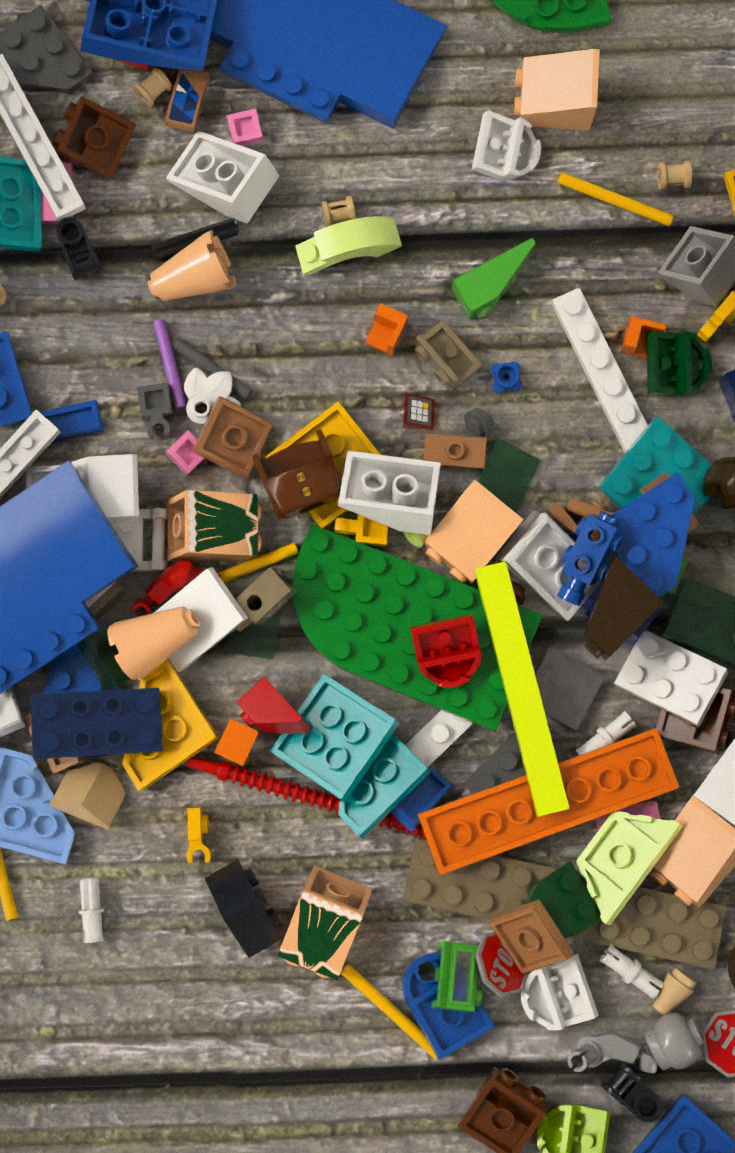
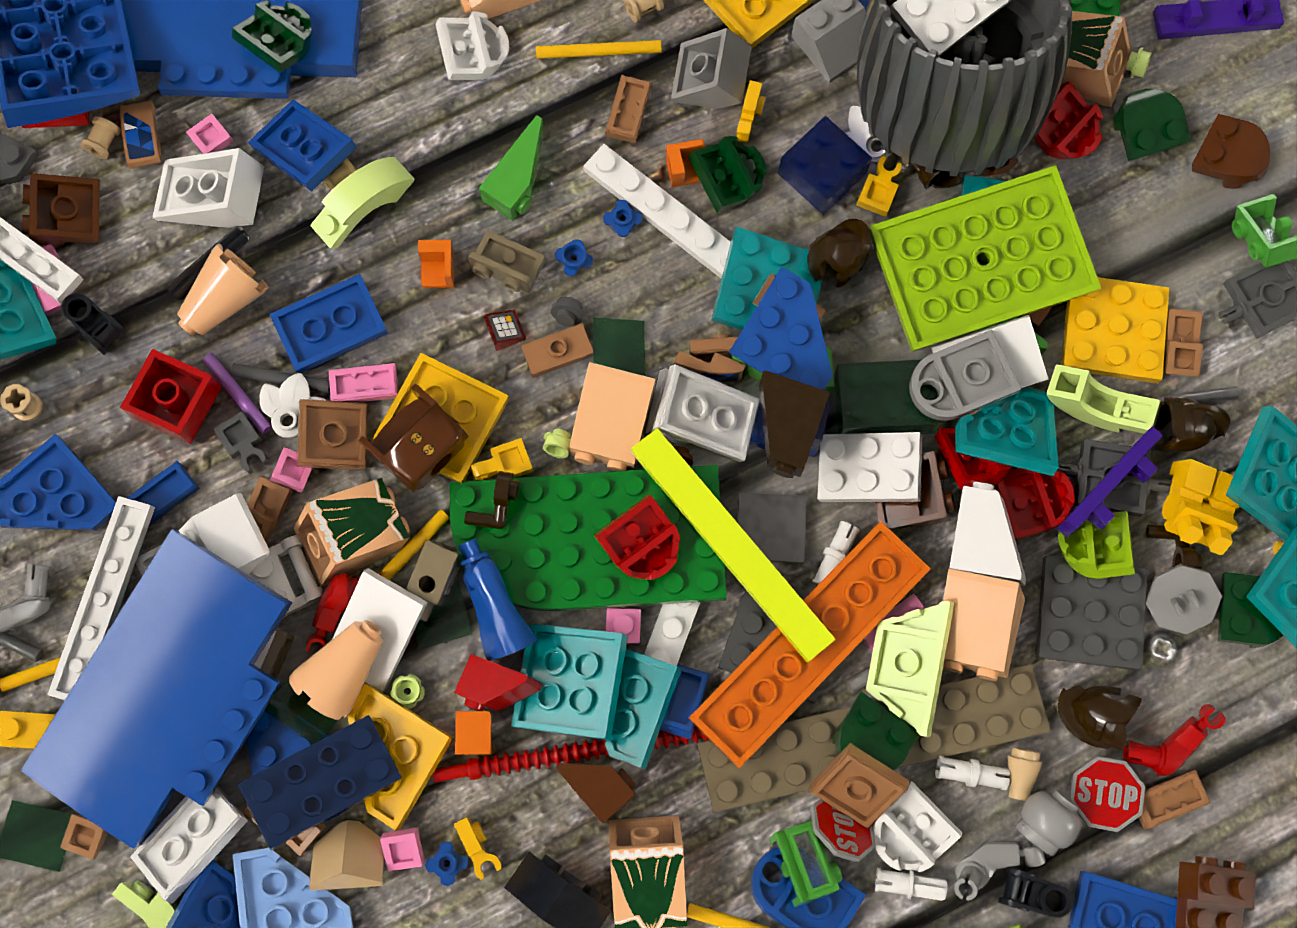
camera: 25 degrees left, 5 degrees down
(115, 344) = (171, 396): none -> red brick
(137, 808) = (402, 849): none -> bright pink plate
(154, 472) = (268, 505): none -> medium nougat slope
(159, 833) = (457, 863): none -> blue plate
(206, 678) = (399, 686): none -> yellowish green plate
(272, 340) = (328, 324): none -> blue plate
(278, 405) = (364, 383): none -> bright pink plate
(299, 661) = (499, 621): none -> blue piece
(318, 836) = (599, 787): none -> reddish brown slope
(320, 172) = (302, 145): none -> blue plate
(341, 64) = (276, 34): none -> dark green slope
(354, 555) = (505, 490): none -> dark brown plate
(391, 490) = (512, 411): white slope -> none
(402, 710) = (626, 622): none -> bright pink plate
(535, 1036) = (911, 884): none -> white axle
(559, 369) = (624, 227): none -> blue plate
(593, 552) = (738, 378): blue brick -> none
(615, 266) = (628, 109): none -> medium nougat plate

